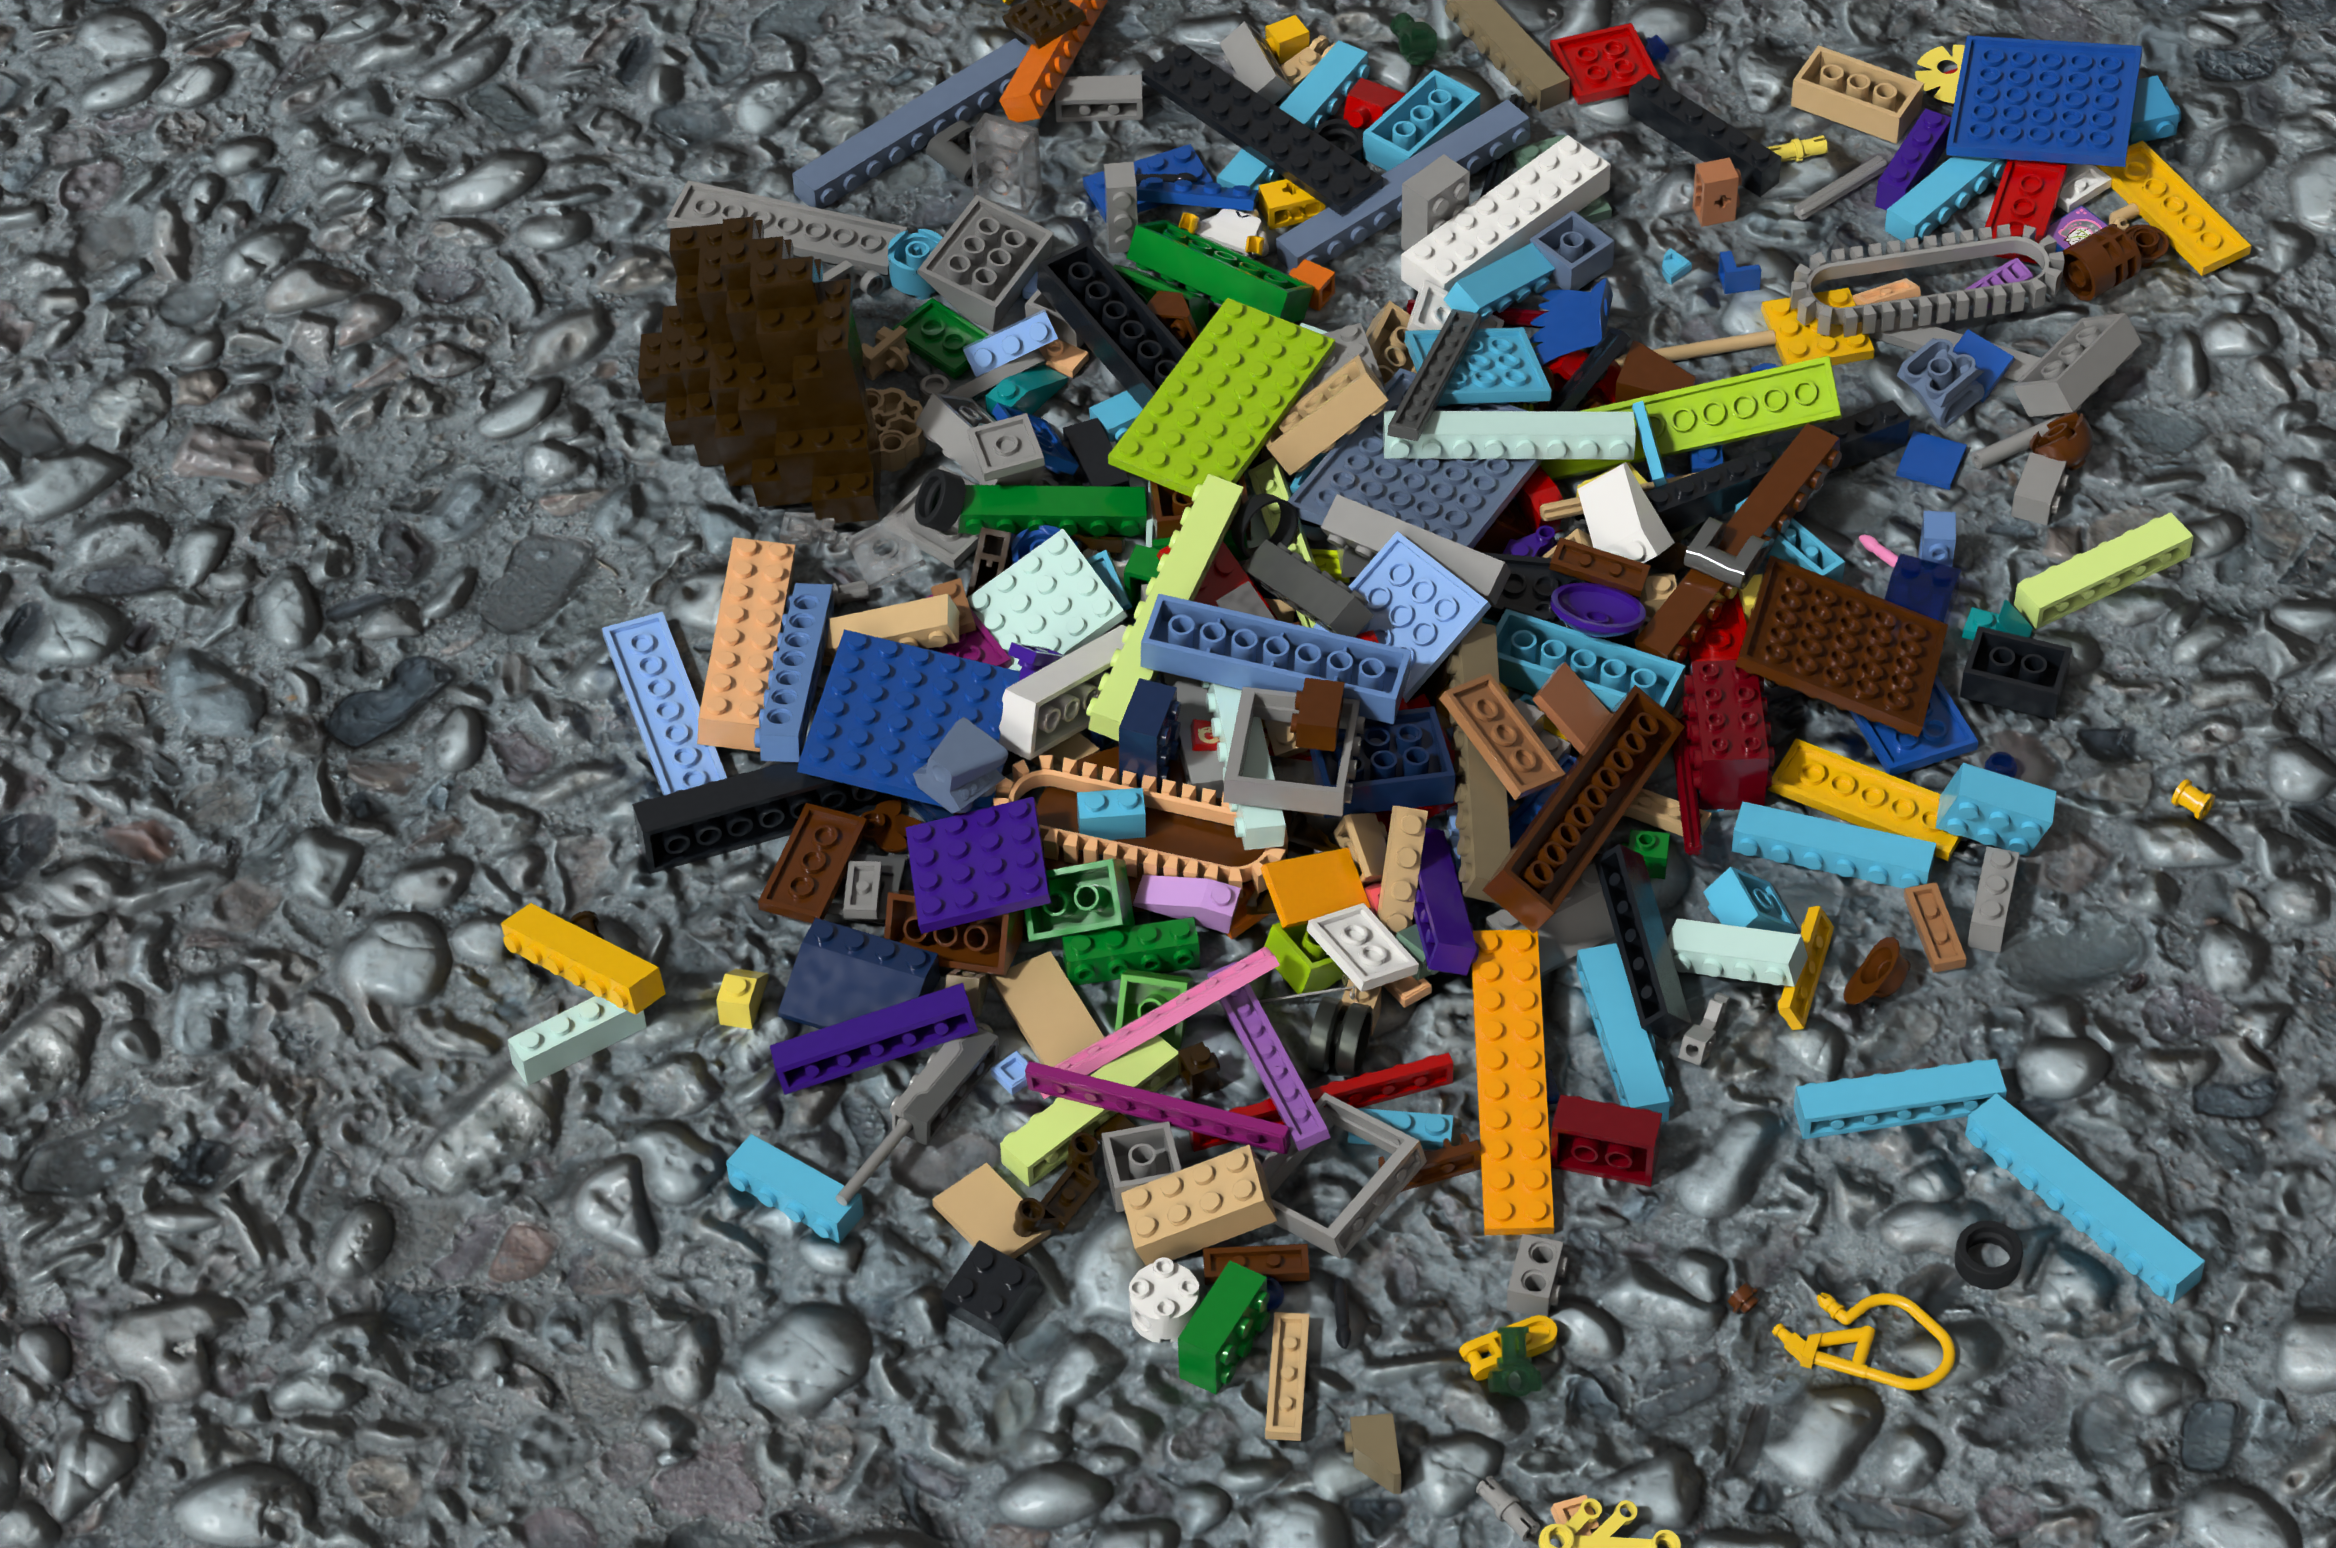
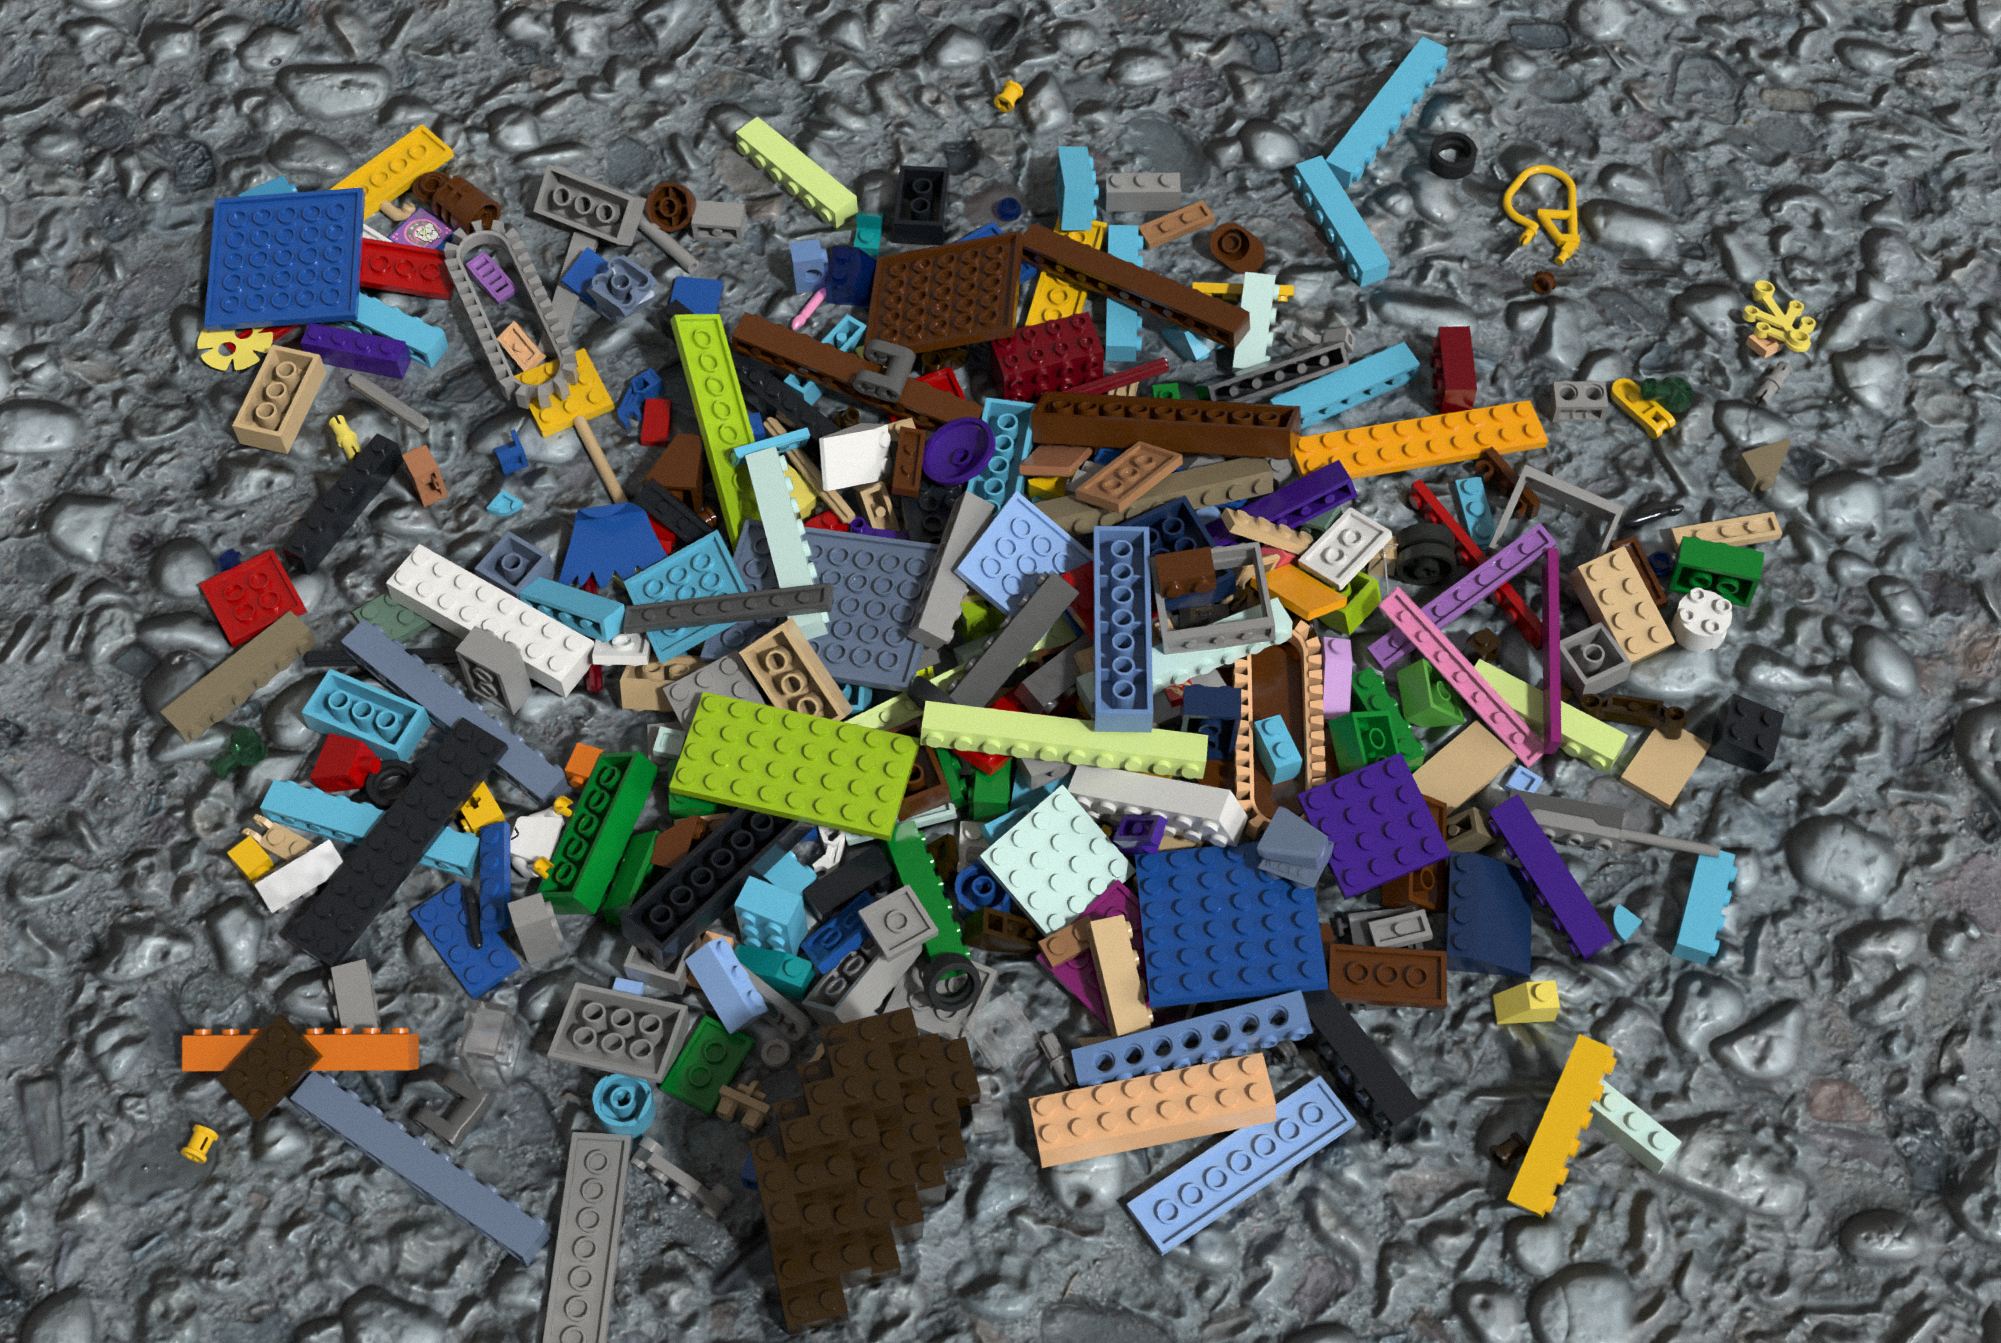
camera: 105 degrees left, 10 degrees up
(805, 1115) = (1625, 923): none -> medium azure tile
(1065, 377) = (771, 917): none -> medium azure brick
(1813, 829) = (1135, 286): none -> reddish brown brick

